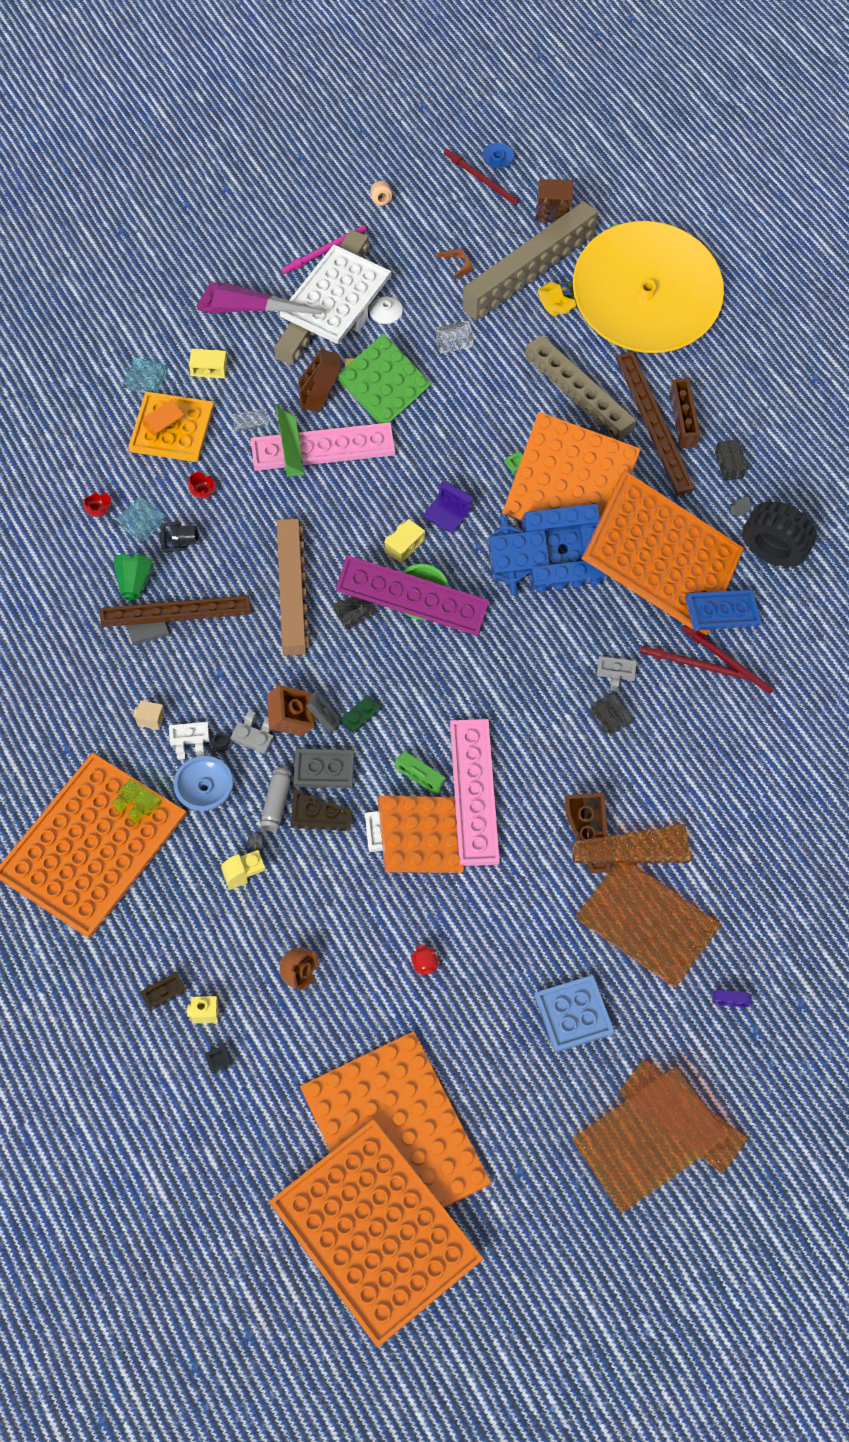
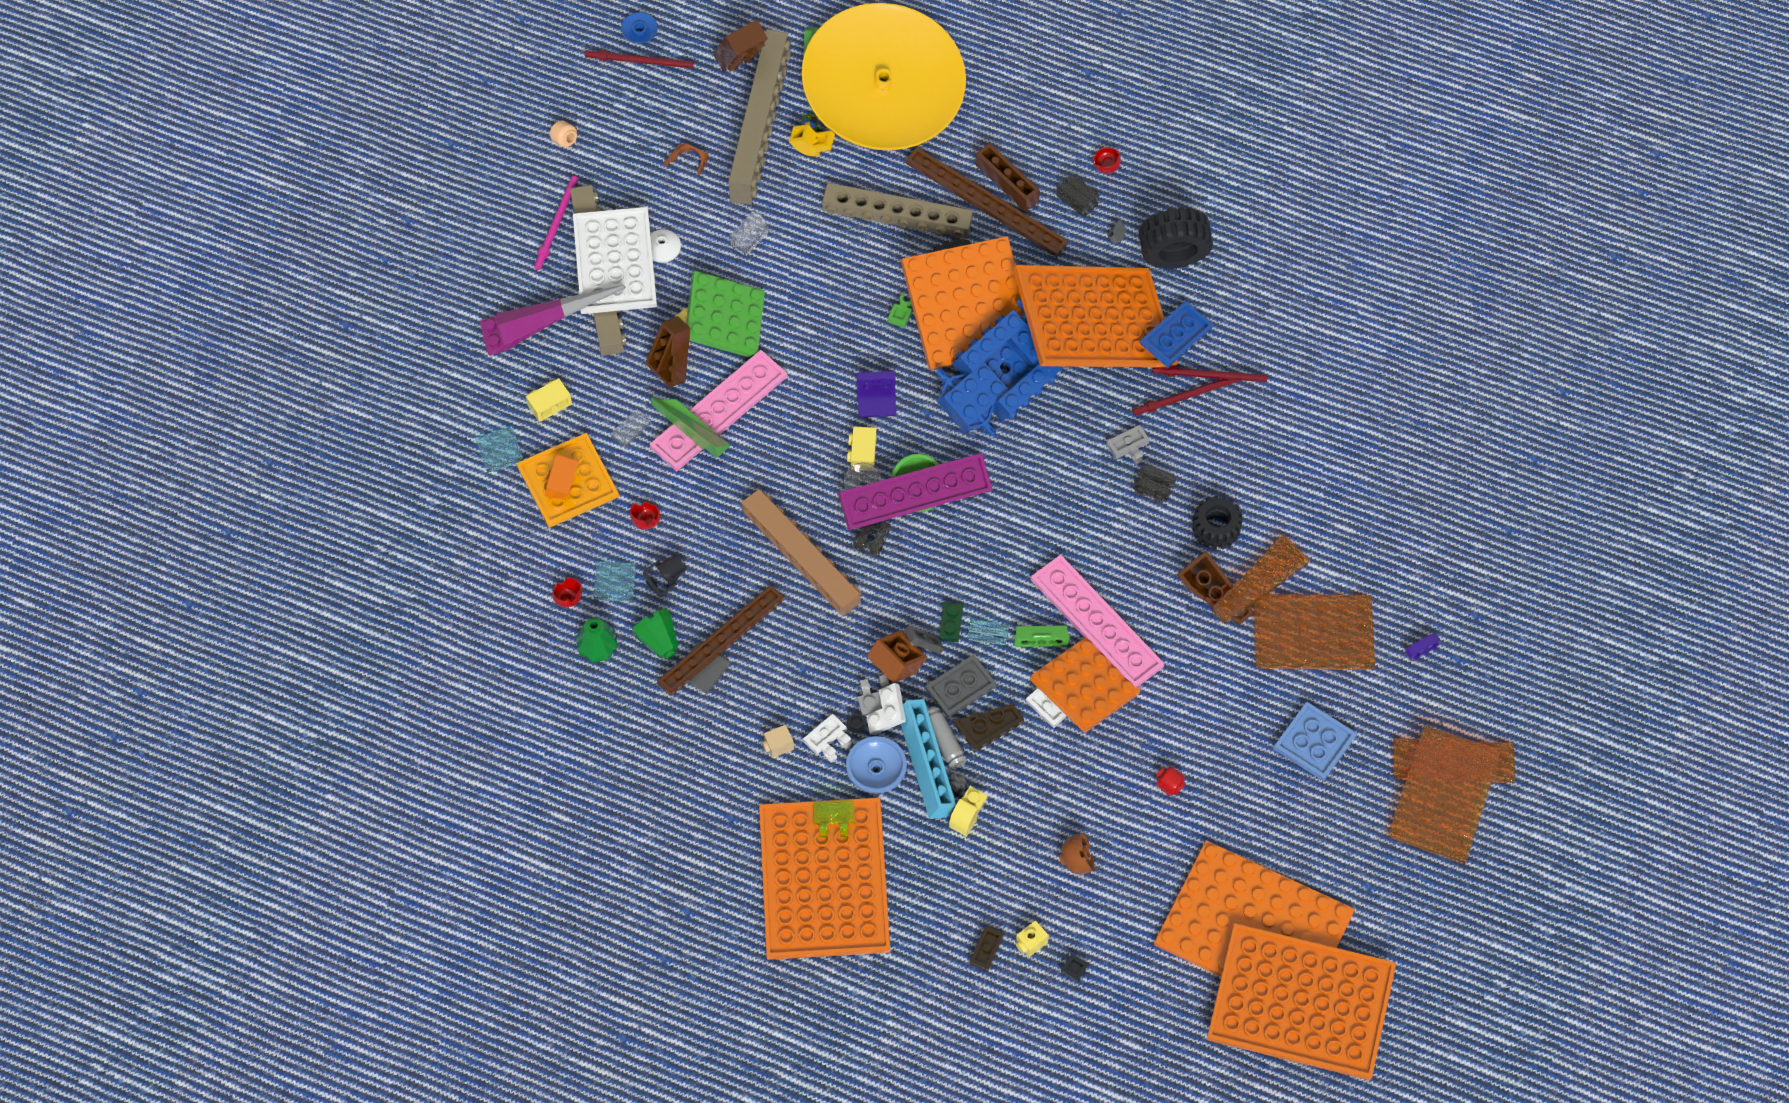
camera: 35 degrees left, 0 degrees up
(87, 550) = (596, 640): none -> green cone
(245, 805) = (927, 760): none -> medium azure brick
(249, 751) = (891, 712): none -> white plate
(376, 727) = (1003, 631): none -> clear light blue tile
(385, 556) = (861, 472): none -> clear dish
(640, 764) = (1221, 509): none -> black tyre
(775, 448) = (1107, 160): none -> red hair

